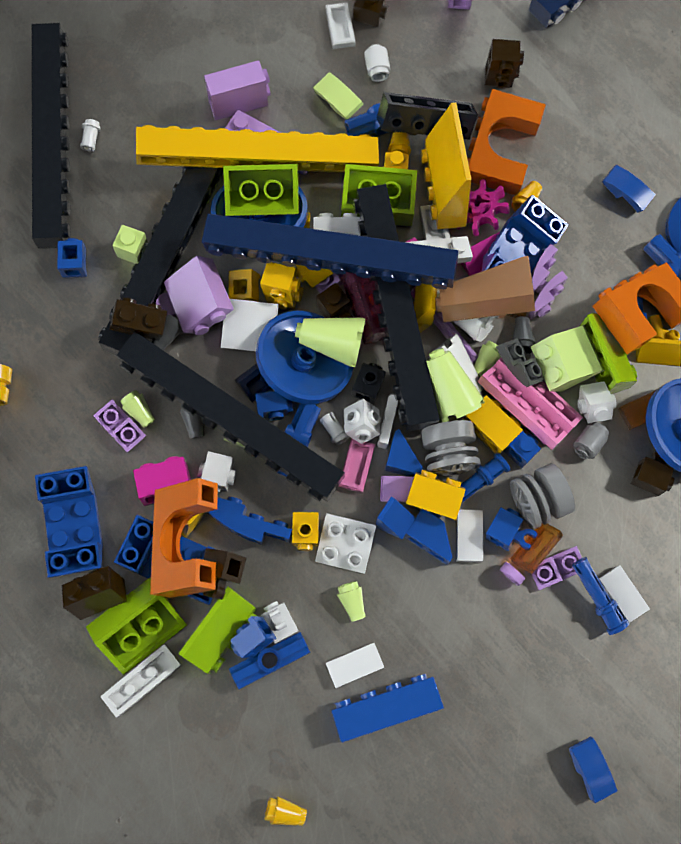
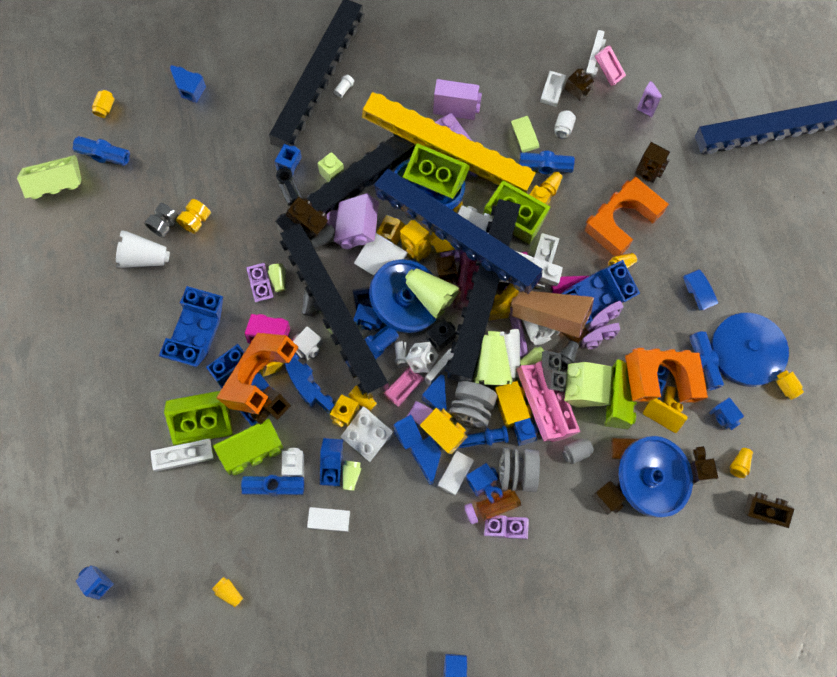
camera: 30 degrees right, 5 degrees down
(92, 292) = (289, 186): none -> black piece
(94, 593) = (182, 381): dark brown brick -> none
(252, 638) = (268, 462): brick -> none
(309, 504) = (356, 395): none -> yellow cone
(322, 596) = (331, 461): none -> blue slope
(386, 709) = (333, 559): blue brick -> none
(420, 114) = (577, 174): black brick -> none
(447, 171) = (569, 218): yellow slope -> none
(484, 207) = (583, 253): dark pink gear -> none
(596, 402) = (595, 425): white brick -> none
(604, 604) = (525, 569): blue pin -> none
(621, 589) = (544, 569): white tile -> none

